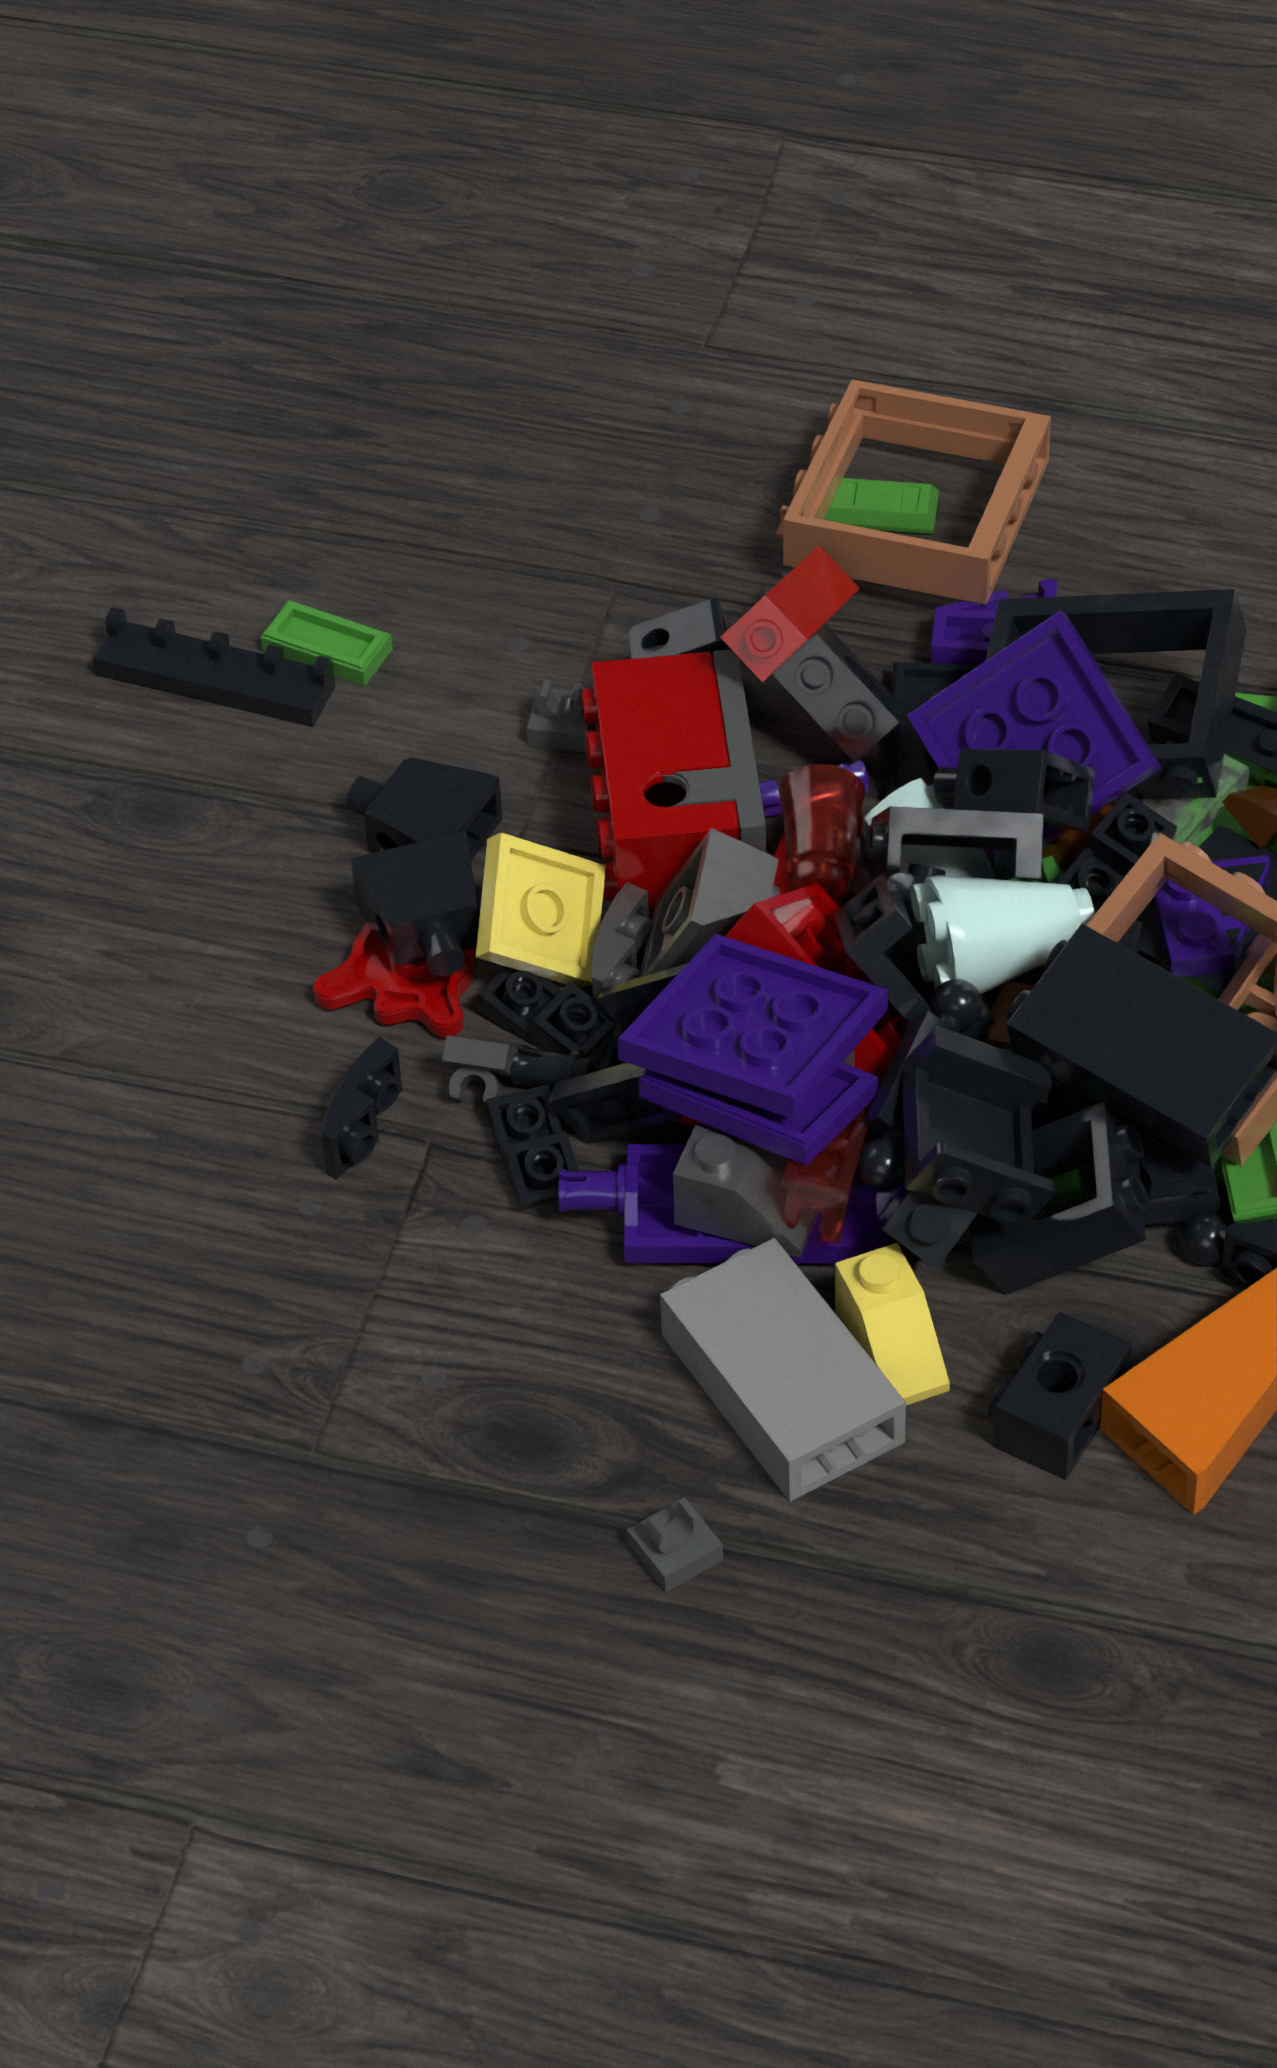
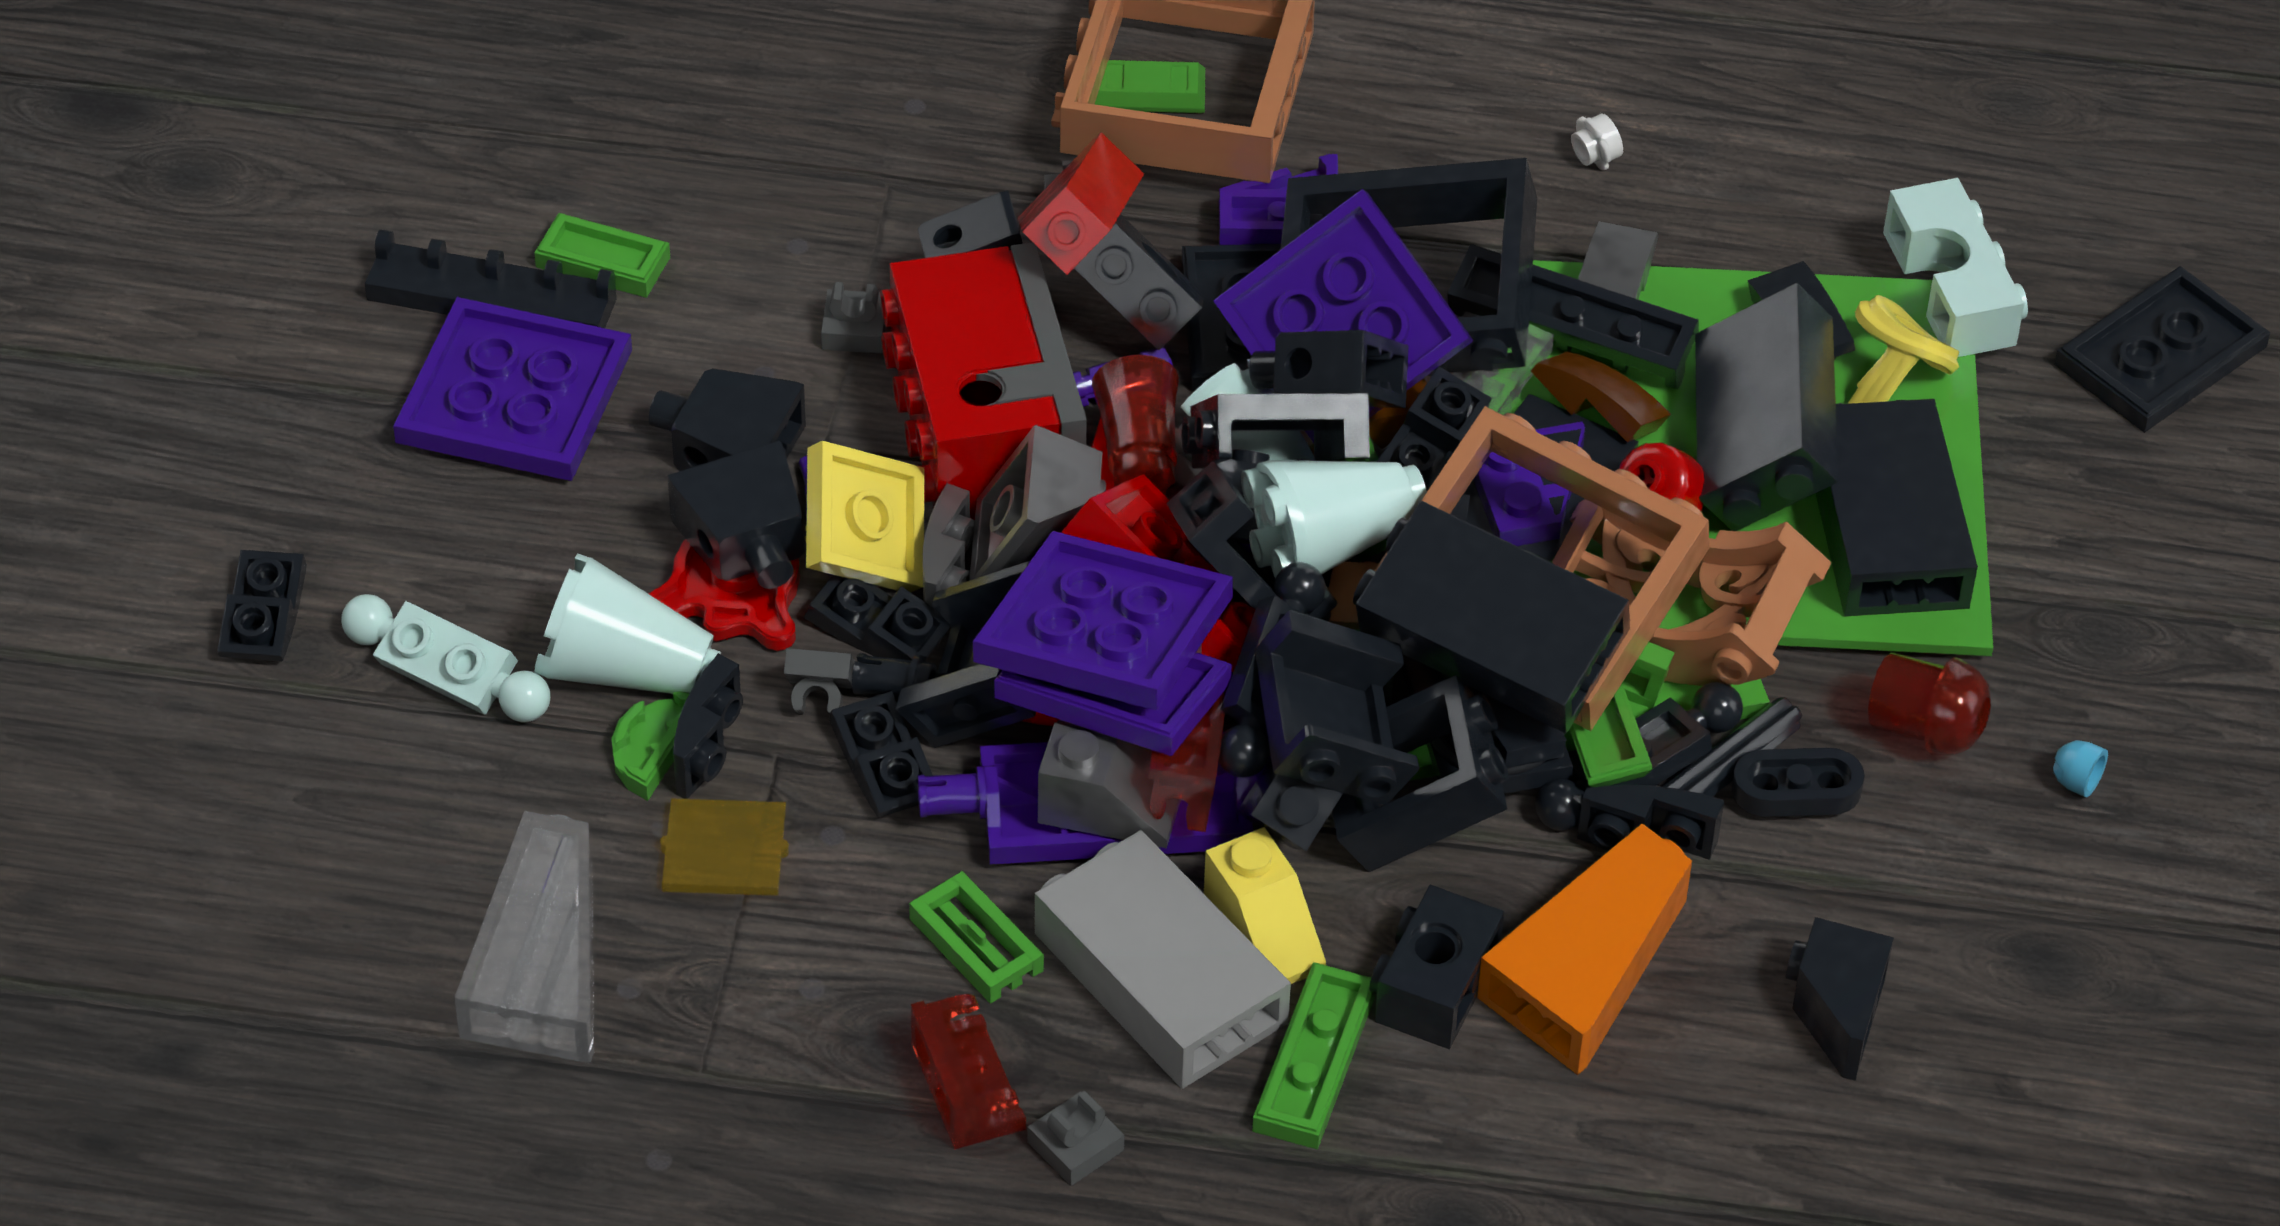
camera: 10 degrees left, 0 degrees up
(118, 1026) = (445, 658): none -> light aqua plate
(165, 1316) = (534, 952): none -> clear slope
(221, 767) = (513, 388): none -> dark purple plate
(285, 1012) = (620, 635): none -> light aqua cone
(298, 1122) = (646, 743): none -> bright green tile
(366, 1228) = (724, 847): none -> clear yellow piece
(572, 1469) = (964, 1071): none -> clear red hinge
(628, 1373) = (1027, 956): none -> bright green tile
(926, 1478) = (1314, 1056): none -> bright green tile

